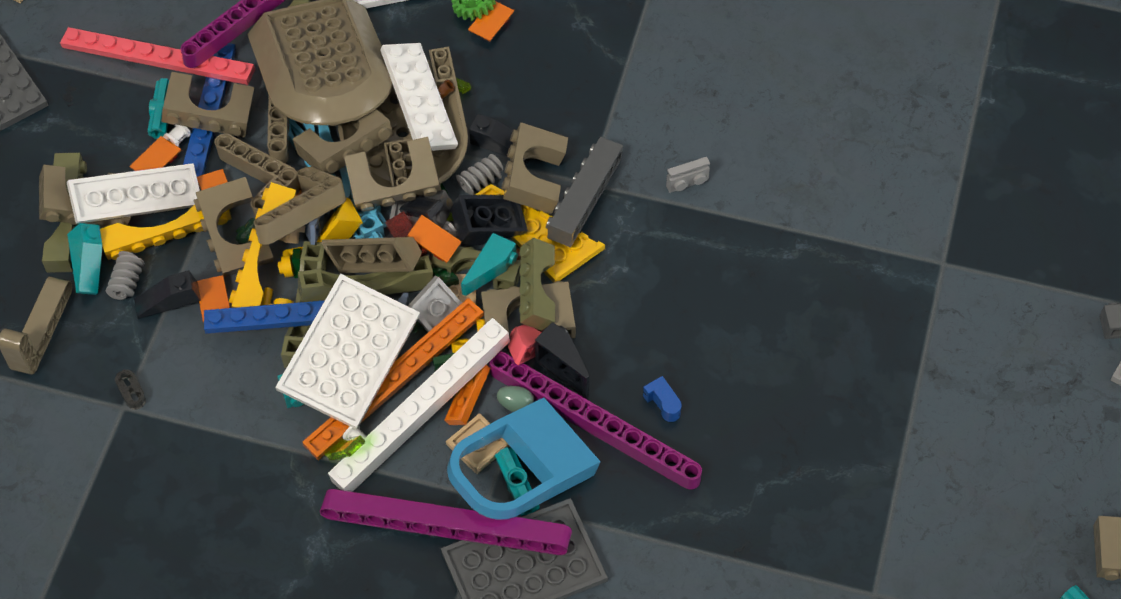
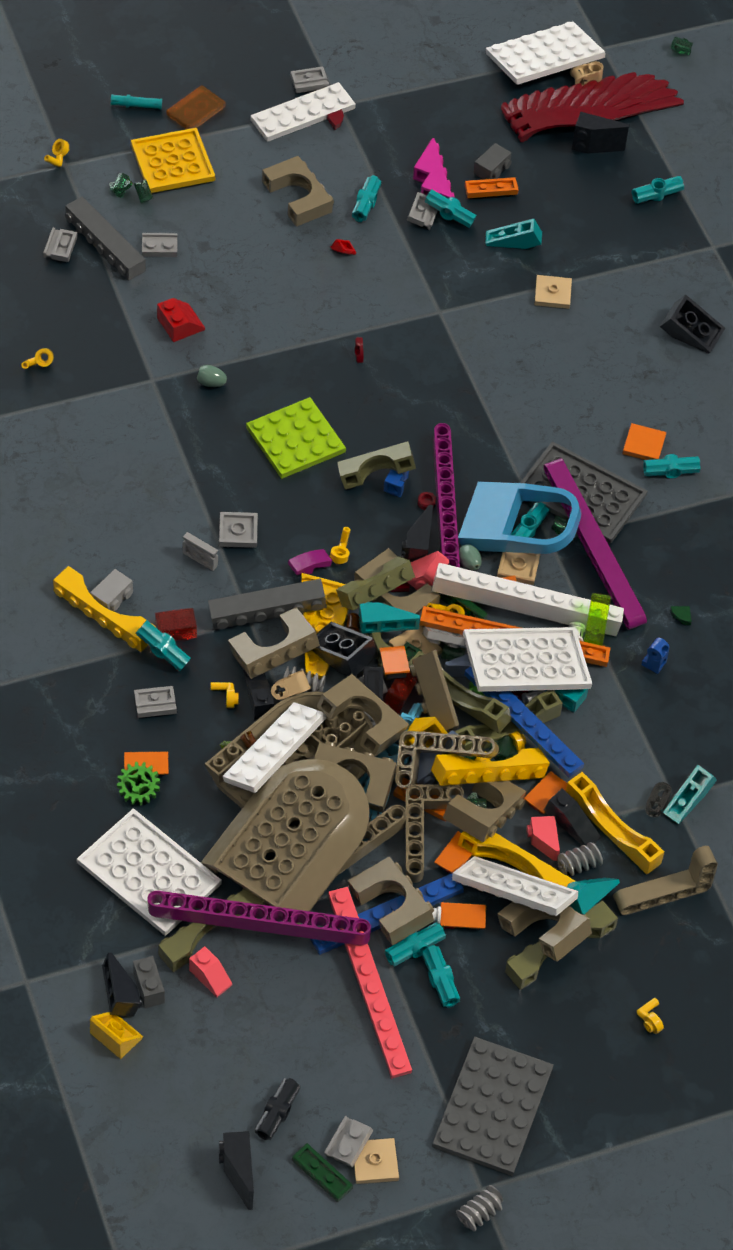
camera: 130 degrees left, 5 degrees down
(90, 329) = (638, 848): none -> yellow arch
(109, 417) = (690, 794): none -> teal slope
(117, 109) = (441, 976): none -> teal piece
(170, 263) = (544, 835): none -> coral slope
(272, 488) = (656, 655): none -> blue leg
(283, 290) = (506, 748): none -> clear green piece
(306, 559) = (682, 614): none -> dark green tile
(475, 150) = (293, 684): none -> tan piece
(510, 115) = (231, 696): none -> yellow plate
(549, 60) = (155, 701): none -> light grey plate
(598, 85) = (163, 645): none -> teal piece
(608, 285) = (340, 553): none -> yellow plate
(614, 261) = (308, 561): none -> magenta slope
(619, 115) = (177, 623): none -> clear red brick
(620, 410) = (426, 499): none -> dark red tile
(675, 392) = (356, 469): none -> olive arch
(692, 87) = (113, 590): none -> light grey brick
(696, 225) = (238, 529): none -> light grey plate
(715, 62) = (71, 587): none -> yellow arch
(781, 344) = (295, 437): none -> lime plate
(861, 470) = (359, 353): none -> dark red tile
(909, 307) = (211, 376): none -> sand green animal
(1009, 324) = (178, 319): none -> red slope
(1026, 178) = (38, 359): none -> yellow plate
(1028, 550) = (343, 246): none -> red slope

